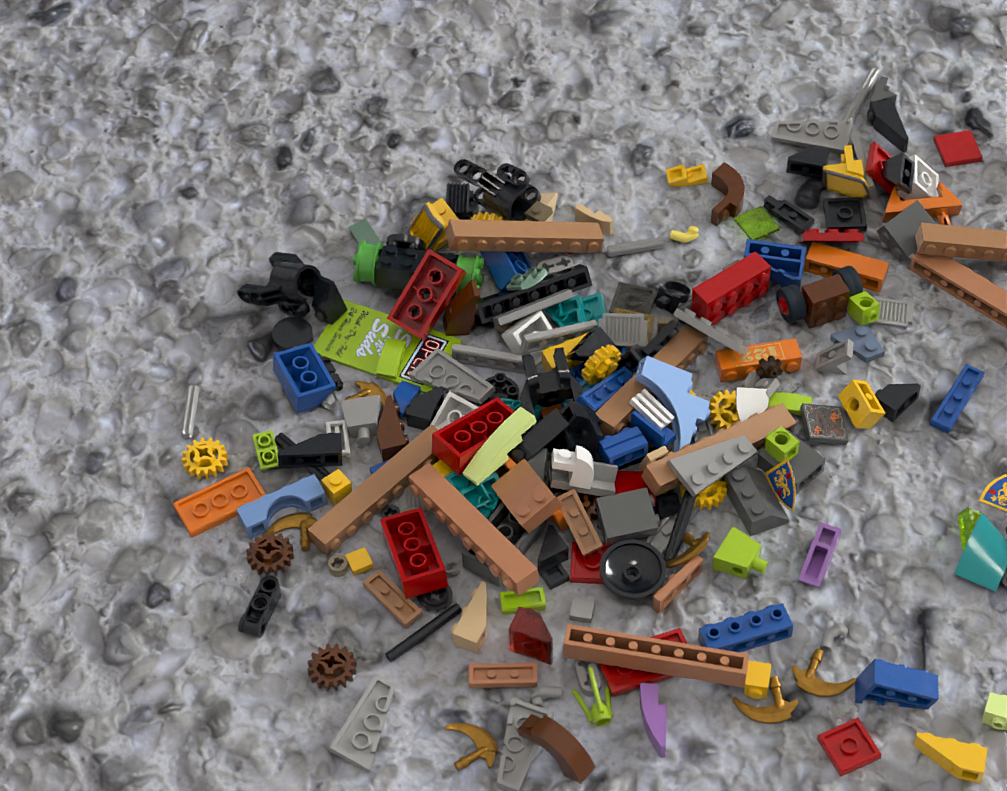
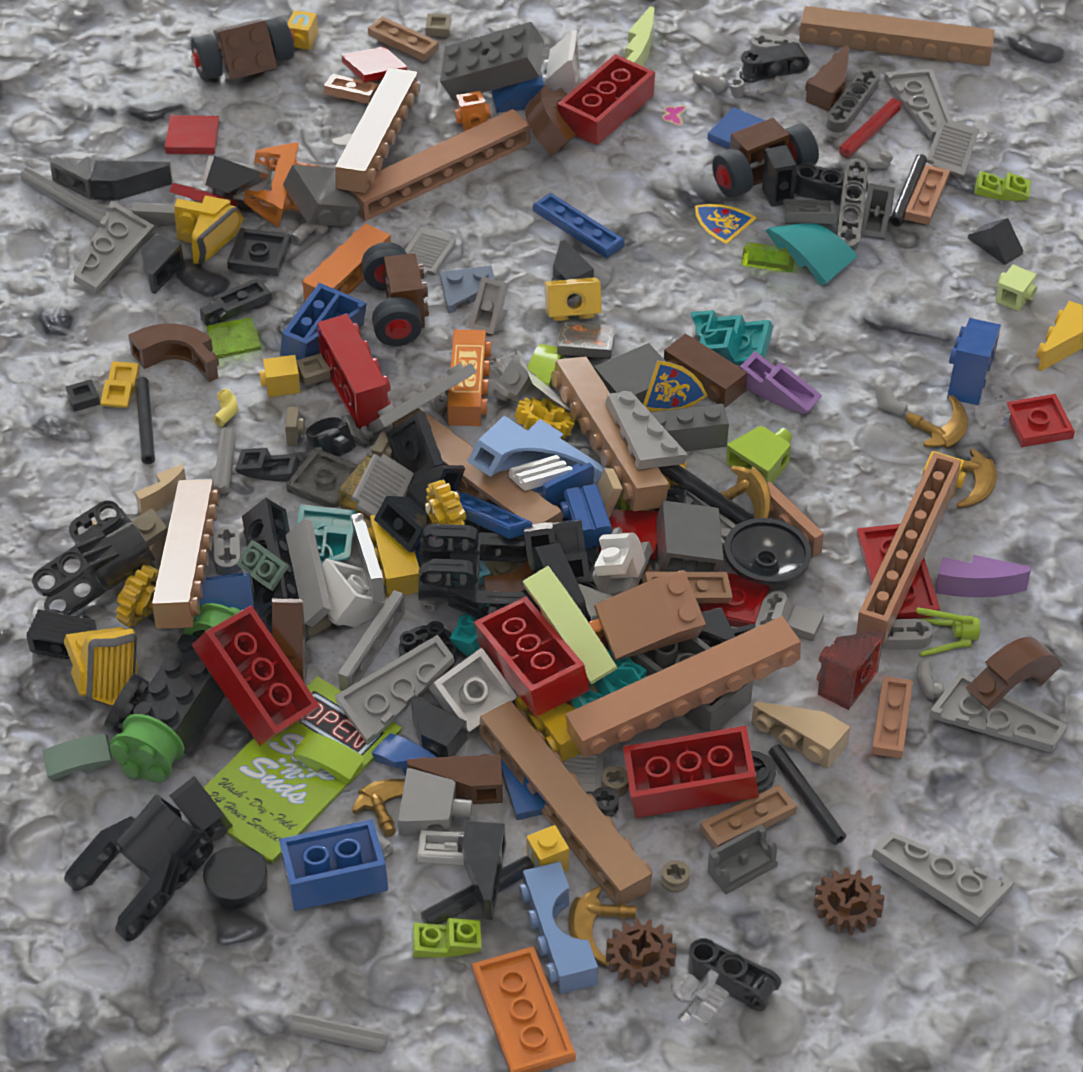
camera: 80 degrees left, 5 degrees down
(204, 458) = (441, 1017): yellow gear -> none
(355, 600) = (742, 859): none -> dark grey hinge
(359, 561) = (673, 848): yellow tile -> none
(483, 740) = (985, 756): pearl gold piece -> none
(532, 598) = (778, 687): lime tile -> none
(579, 587) = (774, 606): none -> light grey beam
(639, 269) = (261, 465): none -> black slope
(659, 196) = (145, 420): none -> black piece
(671, 158) = (82, 395): none -> black tile
(675, 272) = (294, 426): none -> dark tan plate
(721, 254) = (280, 376): none -> yellow brick
(748, 630) = (874, 472): blue brick -> none
(769, 368) = (495, 362): dark brown plant -> none
(789, 445) = (626, 369): lime brick -> none
(816, 503) = (719, 376): none -> reddish brown brick
(832, 235) = (301, 265): red plate -> none
(863, 308) = (432, 260): lime brick -> none
(863, 519) = (732, 335): none -> teal slope

